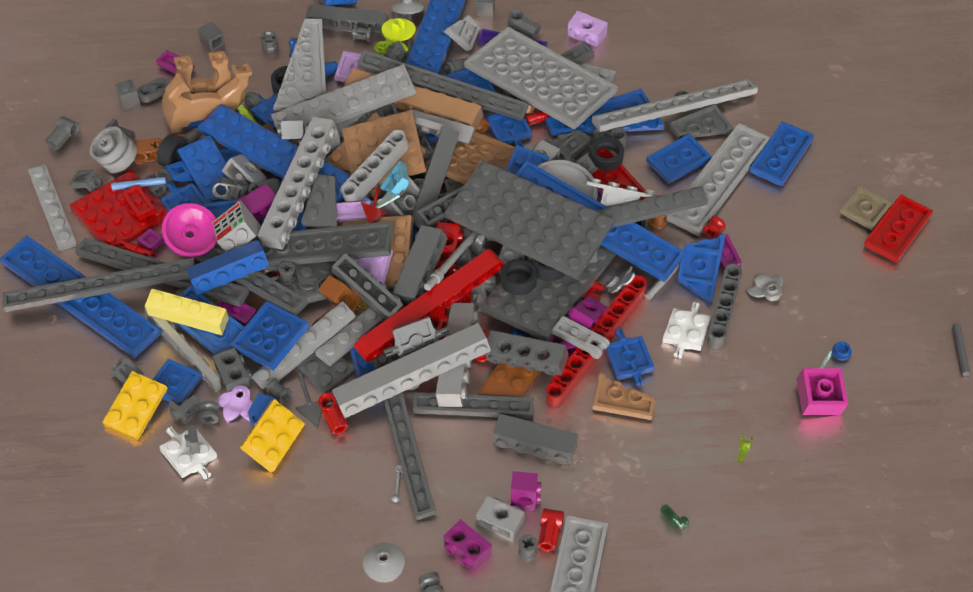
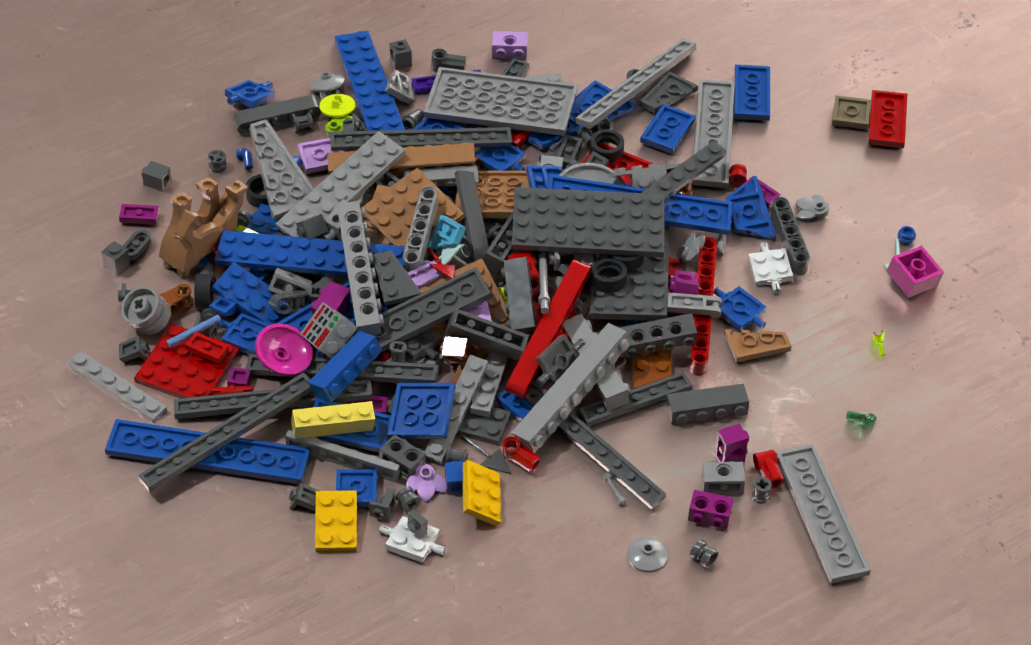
camera: 30 degrees left, 5 degrees down
(64, 129) = (75, 315): dark grey piece -> none
(961, 349) = (997, 196): dark grey bar -> none

